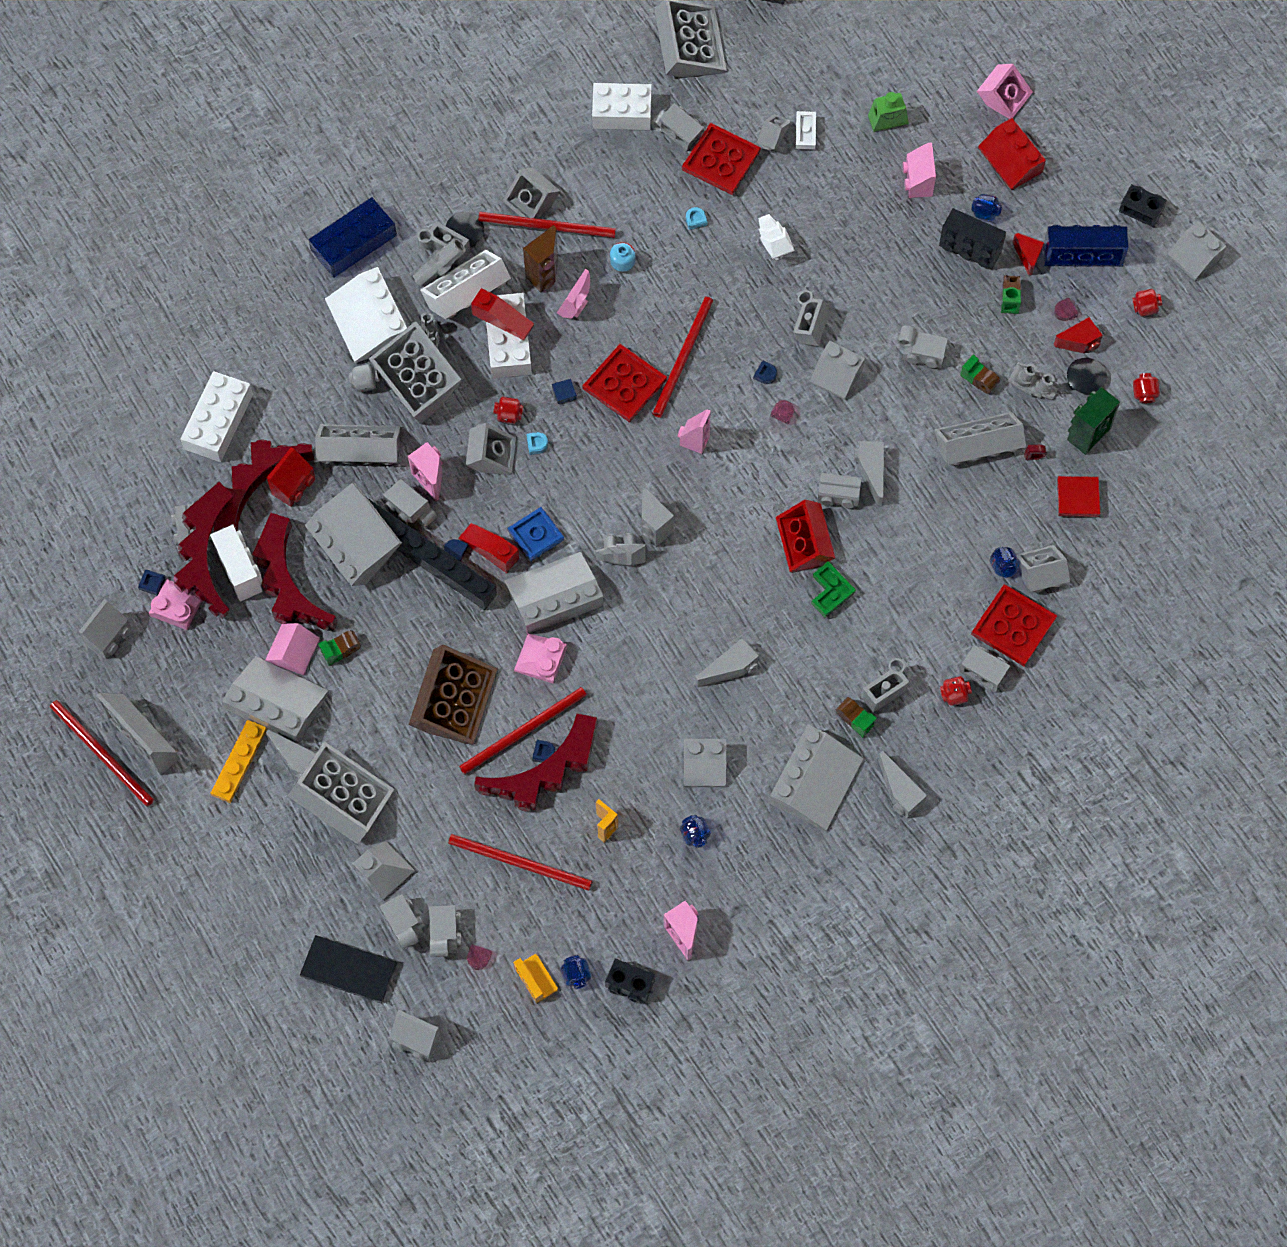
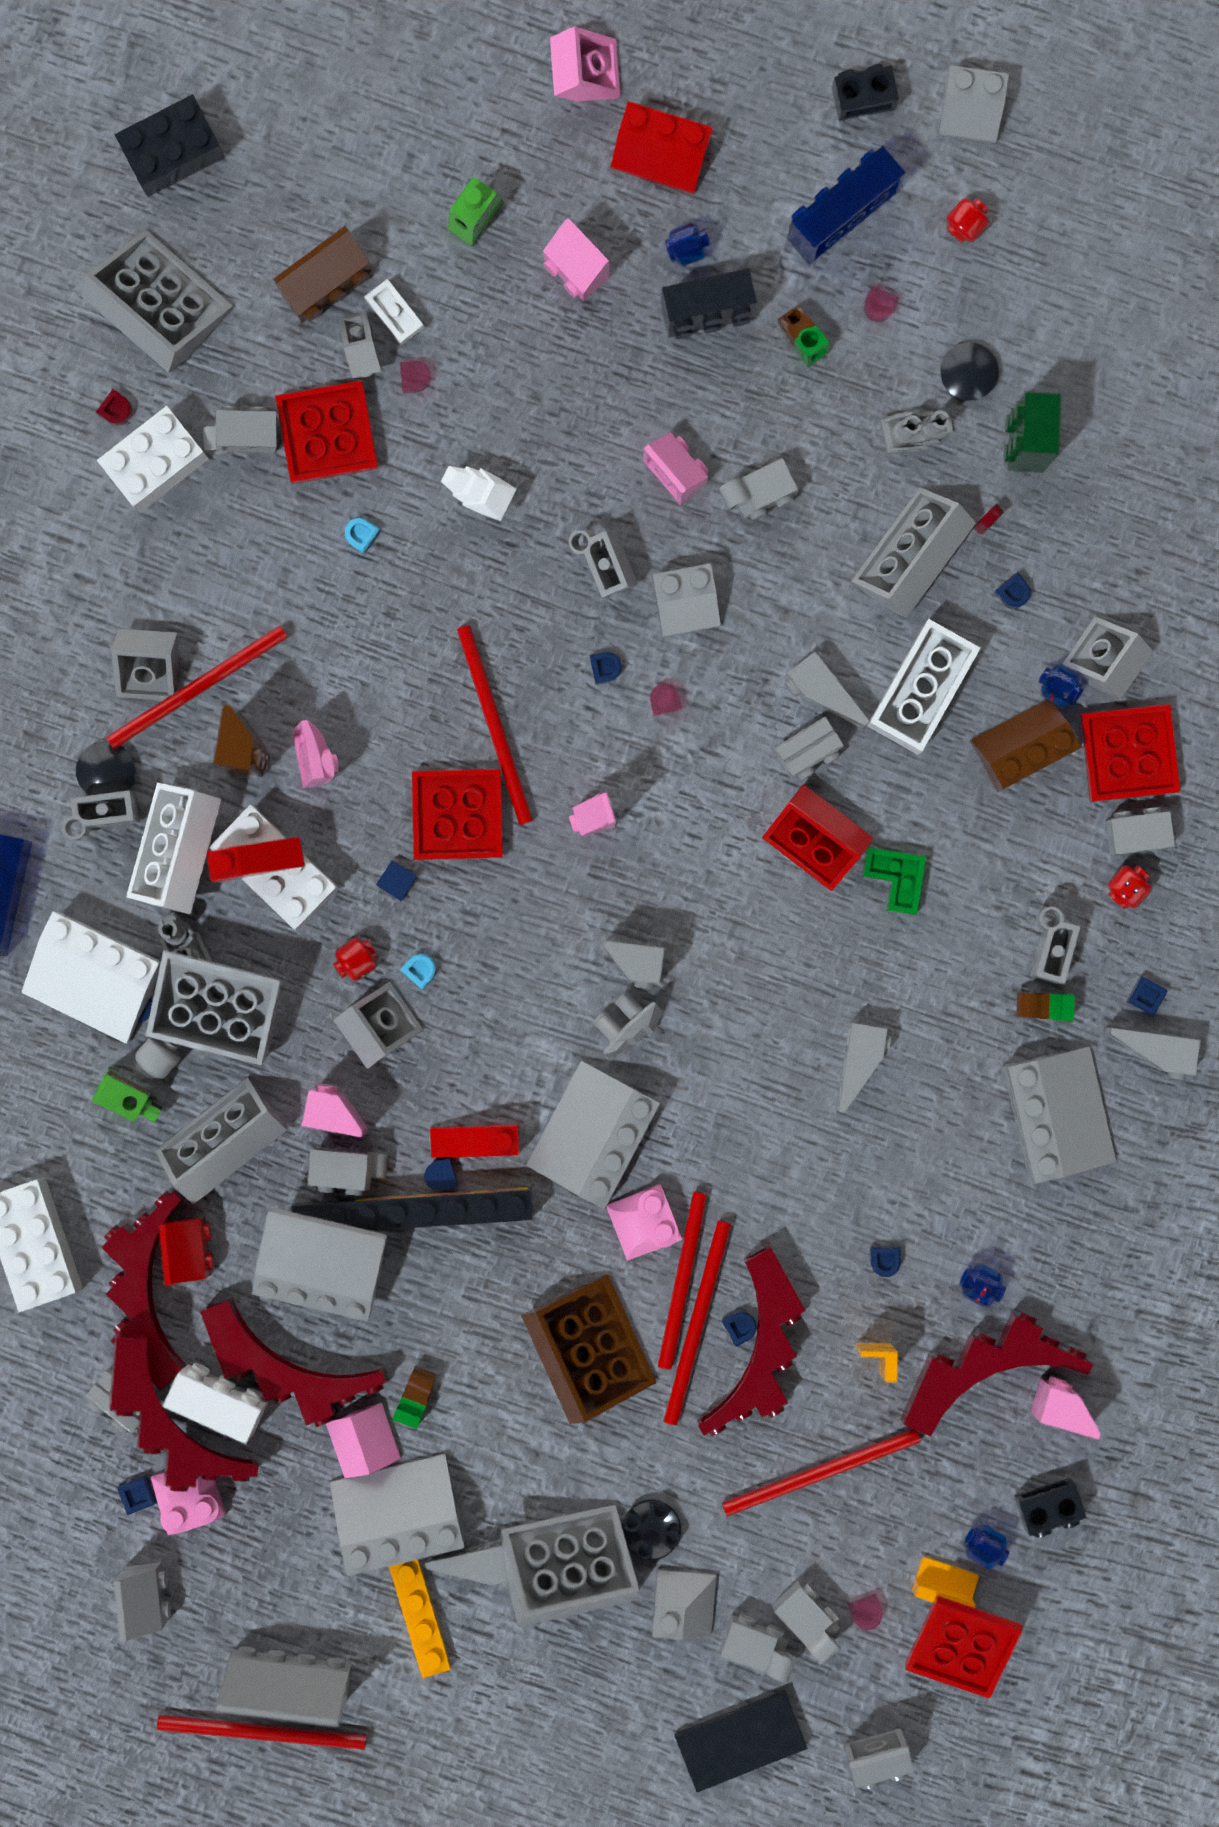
camera: 40 degrees left, 20 degrees up
(330, 381) = (115, 1088): none -> bright green torso
(401, 816) = (651, 1529): none -> black dish
(439, 262) = (120, 847): light grey piece -> none
(515, 1012) = (963, 1646): none -> red plate
(533, 703) = (682, 1280): none -> red piece
(535, 534) = (515, 1082): blue plate -> none
(622, 256) = (327, 667): medium azure head -> none
(624, 73) = (115, 409): none -> dark red tile
(653, 780) = (885, 1260): none -> dark blue tile
(661, 870) = (1018, 1346): none -> dark red arch
(704, 762) = (926, 1196): light grey slope -> none
(784, 84) = (323, 275): none -> reddish brown slope
(789, 167) = (414, 376): none -> clear pink tile
(887, 303) = (675, 467): none -> bright pink slope
(917, 757) = (1147, 996): none -> dark blue tile
(927, 504) = (923, 686): none -> white brick
(958, 579) = (1025, 744): none -> reddish brown slope
(979, 375) = (851, 472): leg -> none
(1018, 499) = (1014, 592): none -> dark blue tile
(1028, 251) = (781, 263): red slope -> none
(1078, 496) = (1079, 535): red tile -> none
(1080, 337) = (927, 328): red slope -> none
(1146, 388) = (1051, 334): red head -> none

